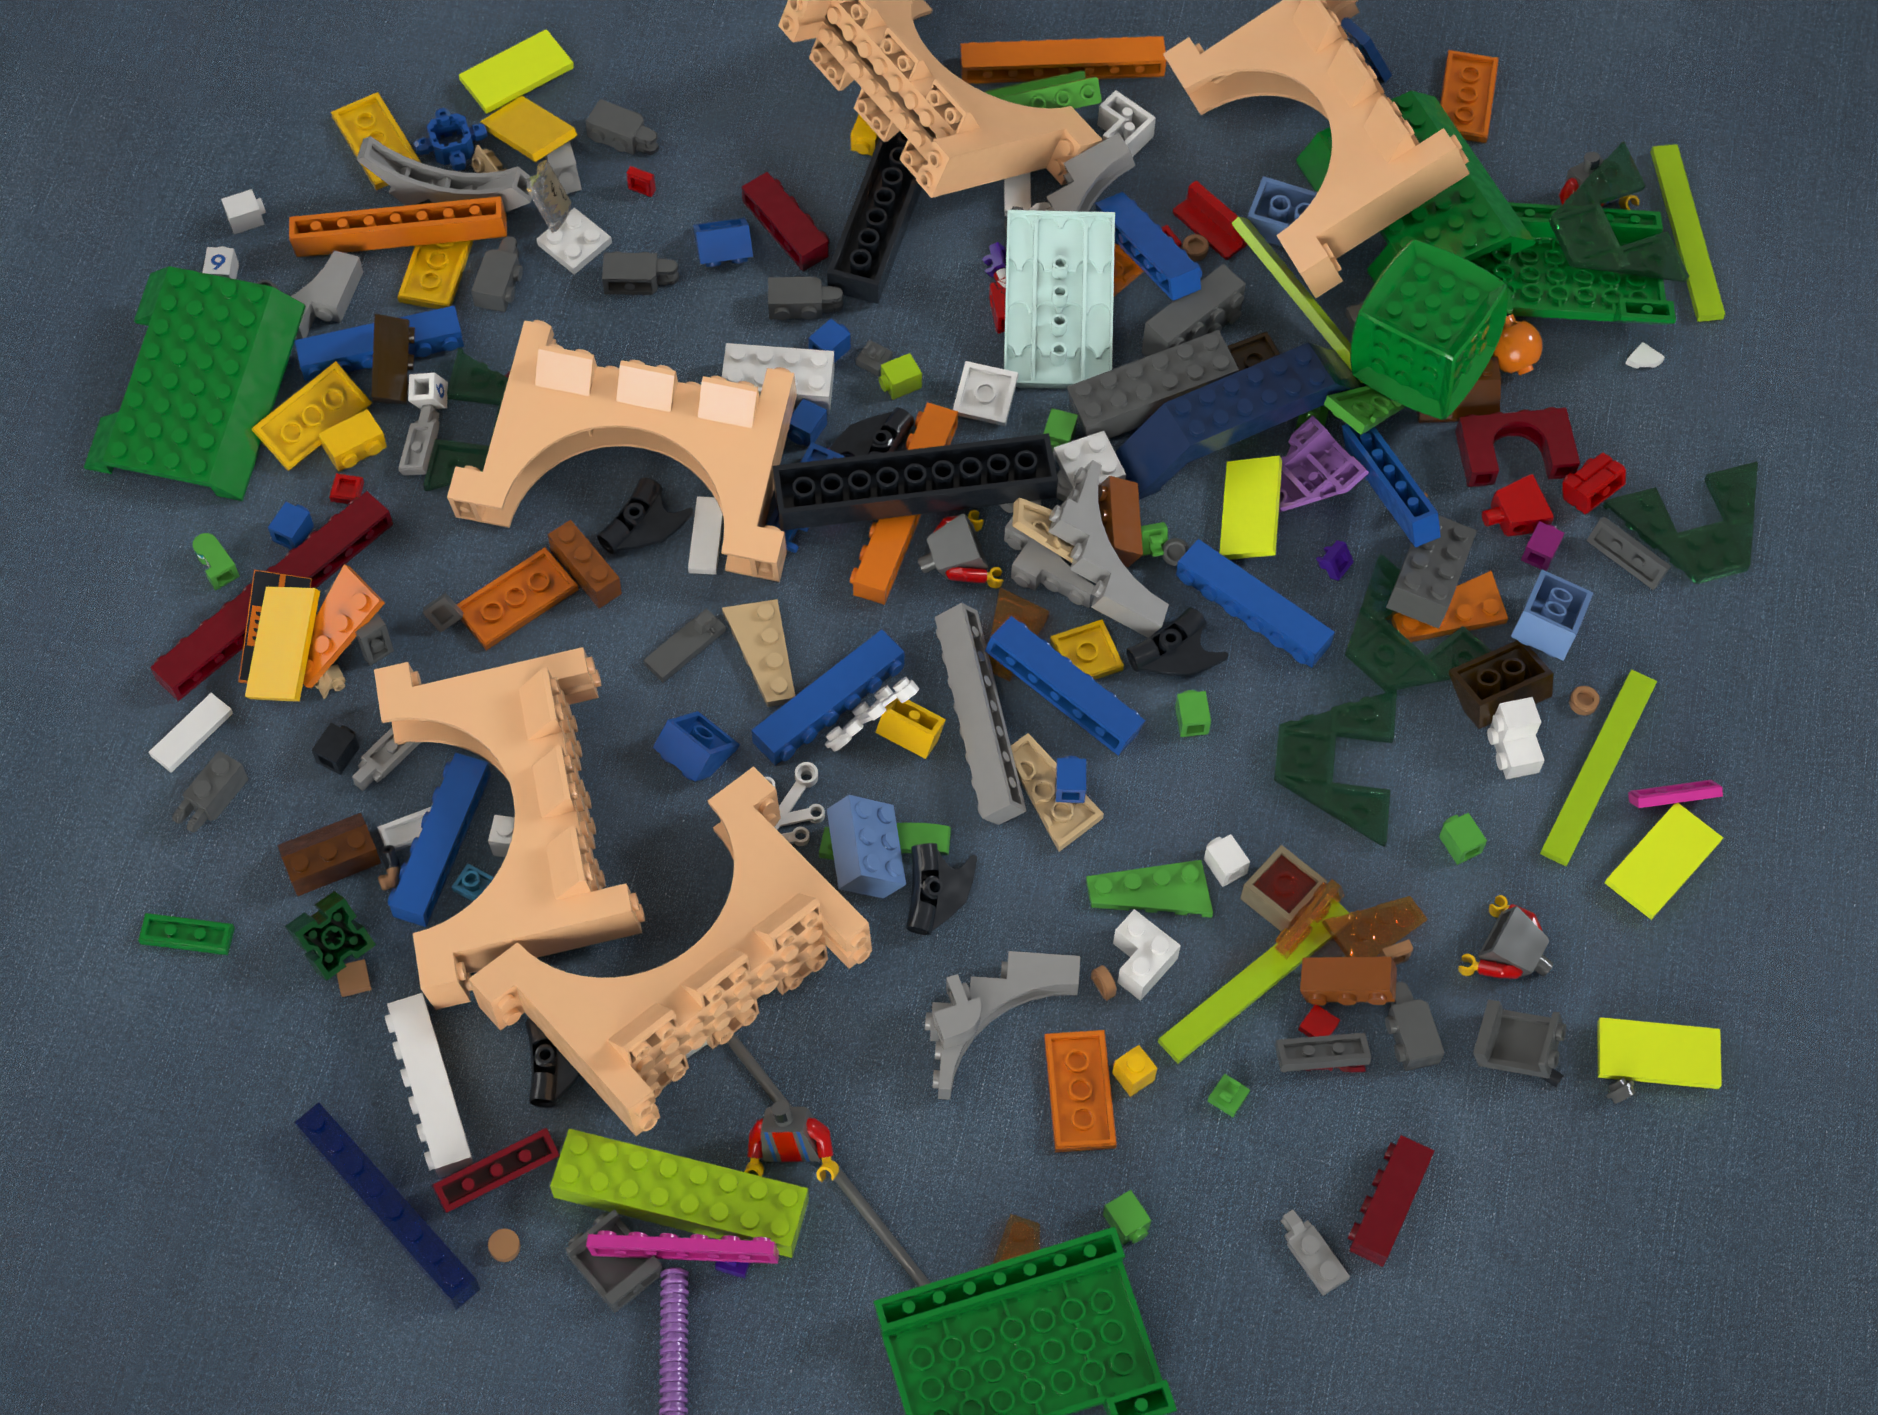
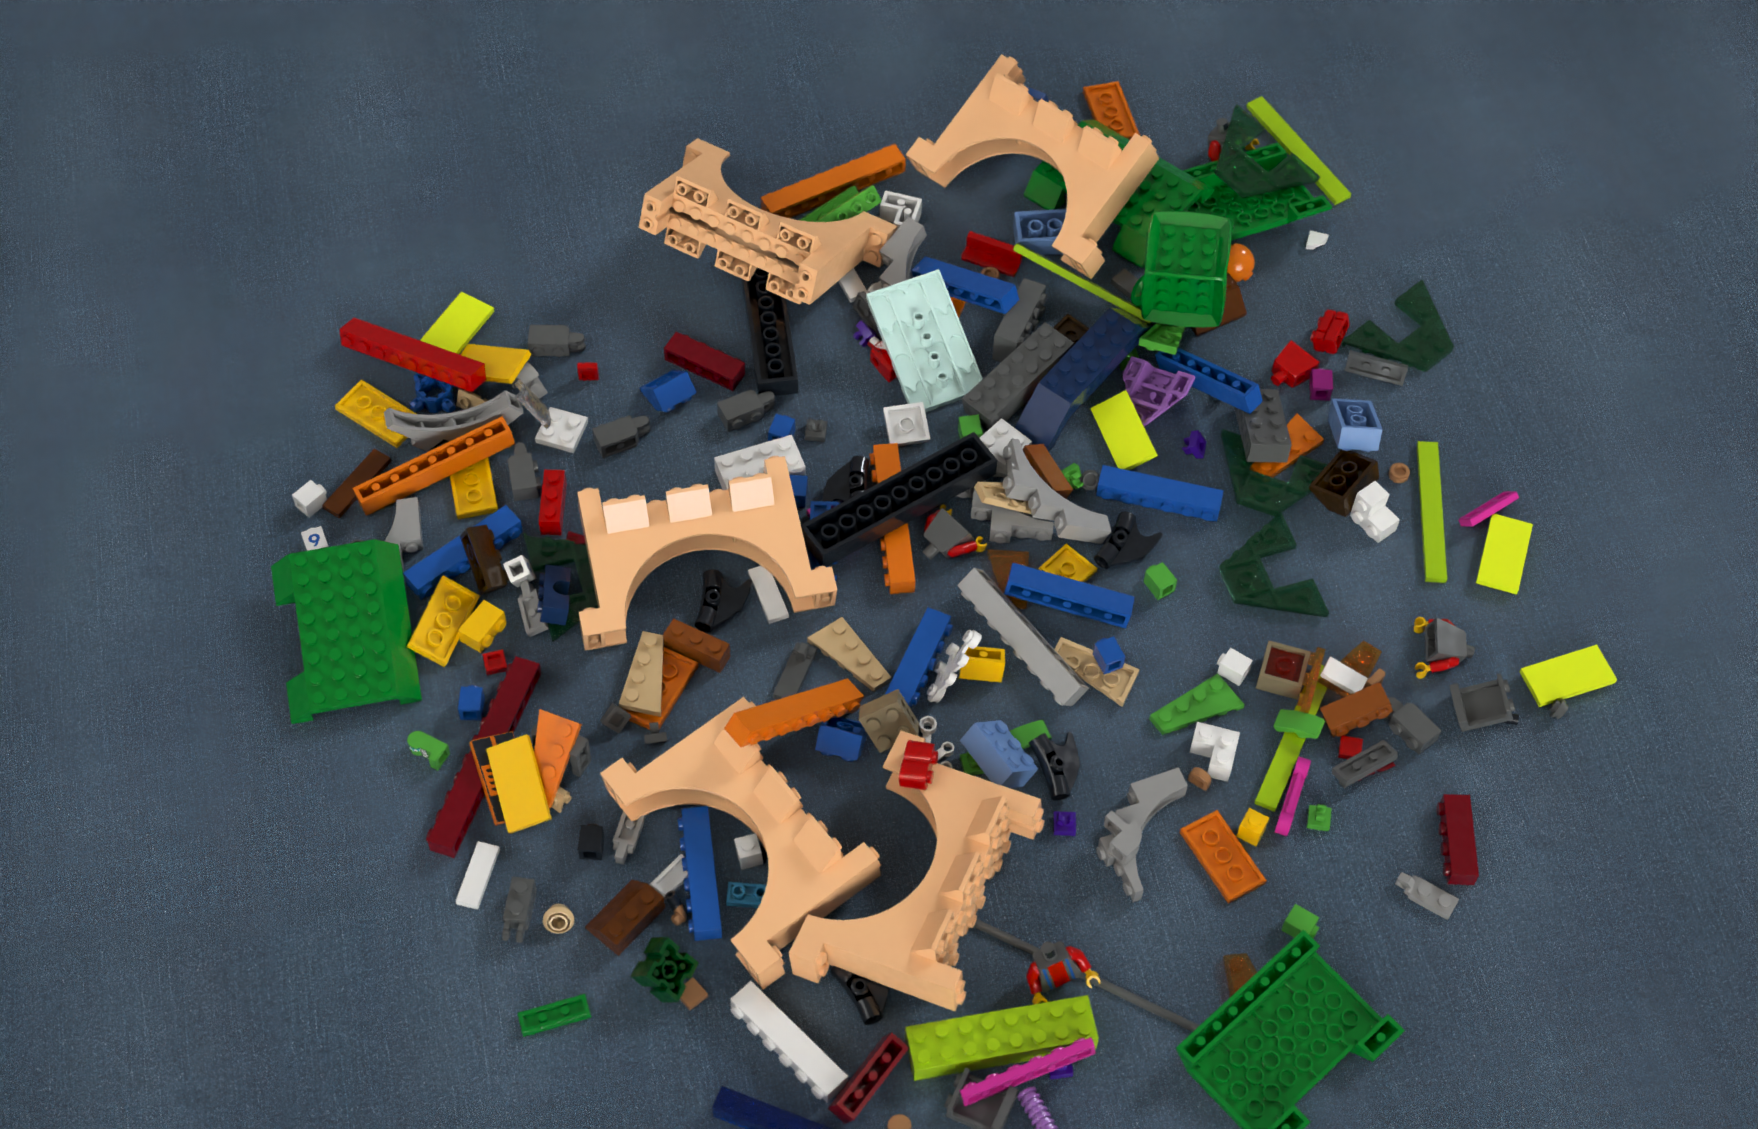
camera: 25 degrees left, 5 degrees down
(249, 822) = (558, 919): none -> tan cone
(335, 199) = (344, 496): none -> reddish brown tile
(445, 84) = (413, 354): none -> red brick
(458, 421) = (554, 594): none -> dark blue arch
(477, 651) = (655, 736): none -> dark grey tile
(499, 582) = (644, 681): none -> tan wing
(503, 333) = (552, 502): none -> red brick
(634, 691) = (793, 712): none -> orange brick
(743, 817) = (917, 765): none -> red brick
(753, 742) = (886, 718): none -> dark tan piece
(863, 137) = (727, 284): yellow brick -> none
(900, 376) = (843, 435): lime brick -> none
(906, 965) = (1064, 823): none -> dark purple tile
(1183, 1077) = (1292, 796): none -> dark pink piece
(1267, 966) = (1301, 723): none -> bright green slope
(1355, 930) = (1343, 676): none -> white tile
(1462, 838) = (1374, 590): bright green brick -> none
(1546, 428) = (1281, 308): dark red arch -> none

